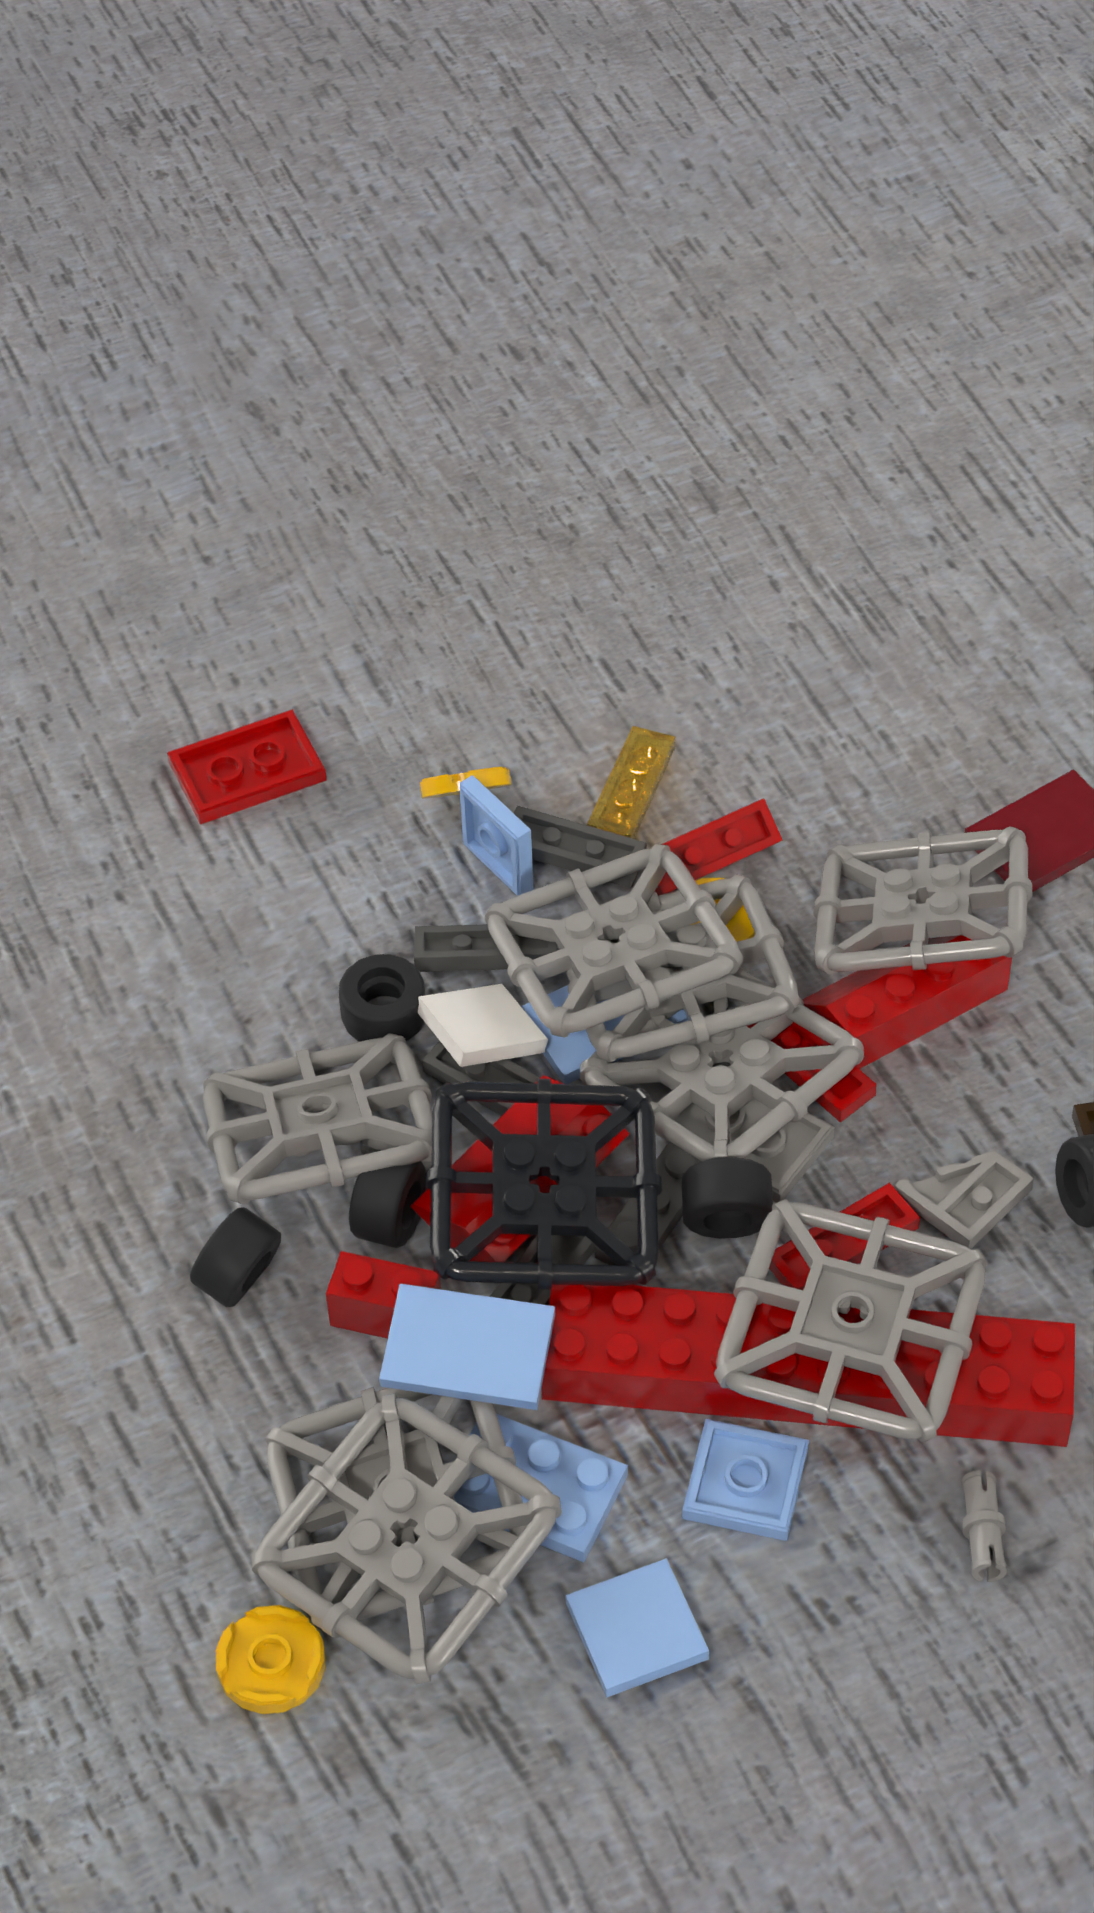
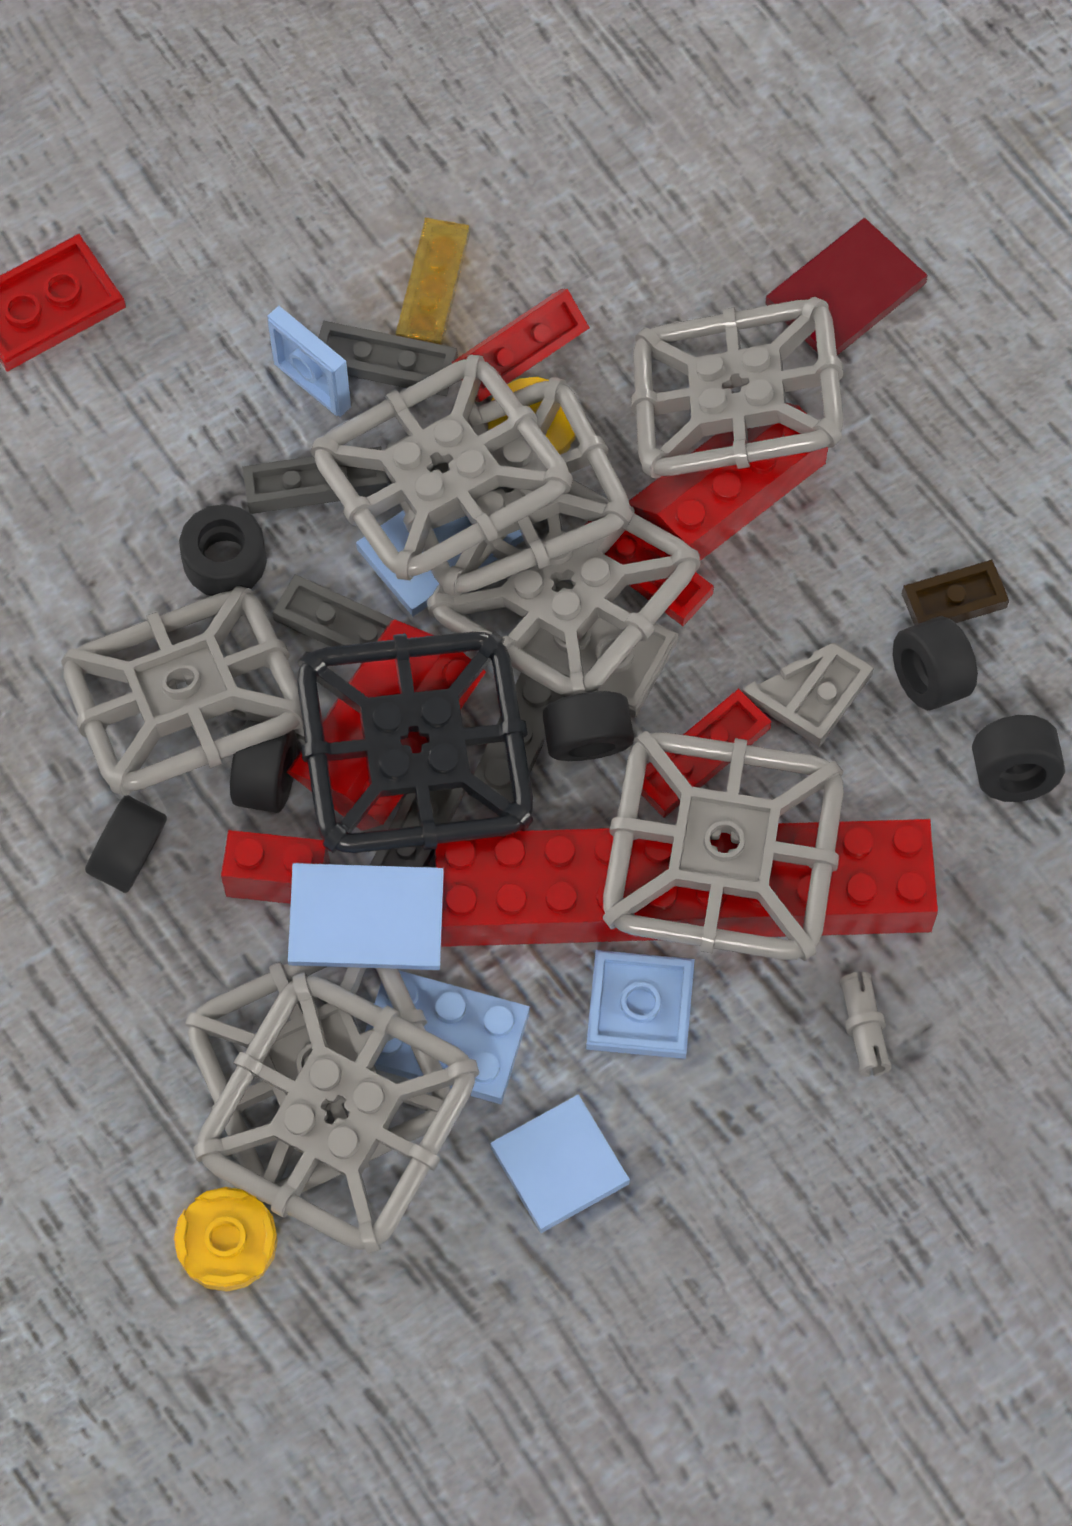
camera: 10 degrees left, 15 degrees up
(449, 784) = (258, 305): yellow tile -> none
(481, 1025) = (324, 568): white tile -> none

